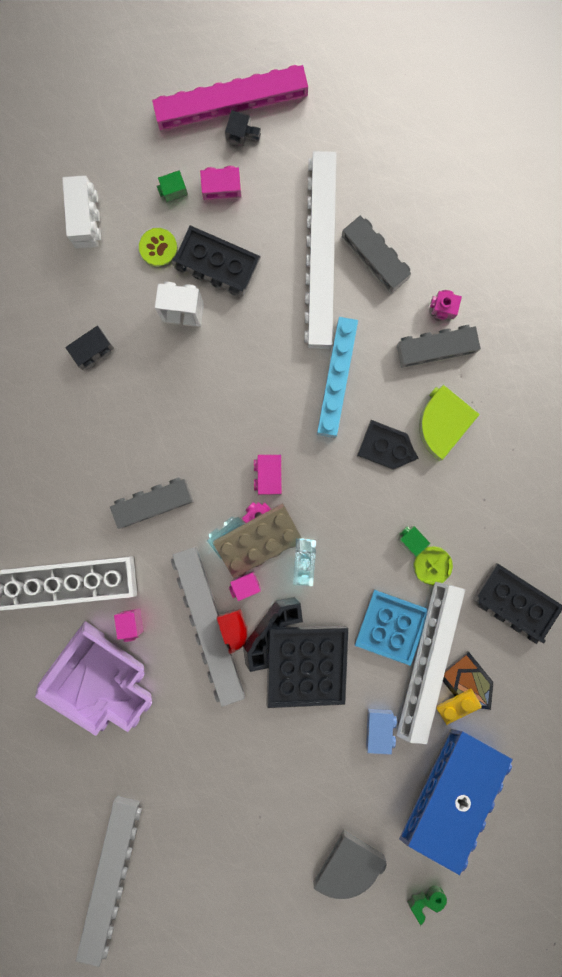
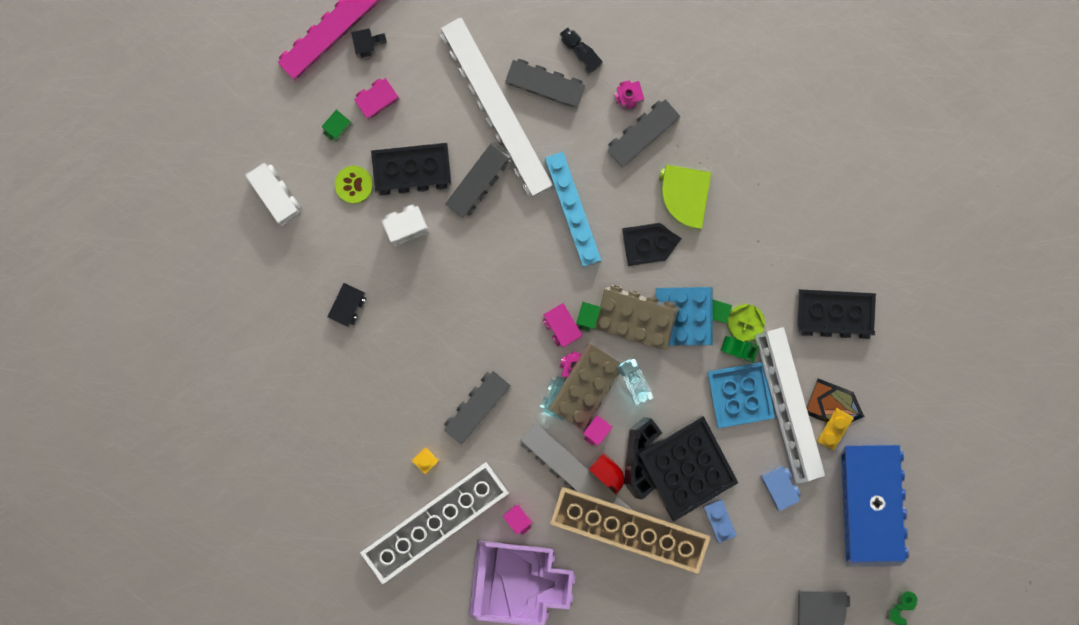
camera: 30 degrees left, 0 degrees up
(78, 524) = (425, 460): none -> yellow brick
(223, 695) = (630, 530): none -> tan brick
(268, 303) = (478, 180): none -> dark grey brick
(296, 479) = (588, 316): none -> green brick
(308, 730) = (719, 521): none -> medium blue brick
(339, 505) = (637, 317): none -> dark tan bracket
(382, 528) = (695, 318): none -> dark azure plate
(414, 586) = (740, 349): none -> green leg
(425, 244) = (582, 51): none -> black piece

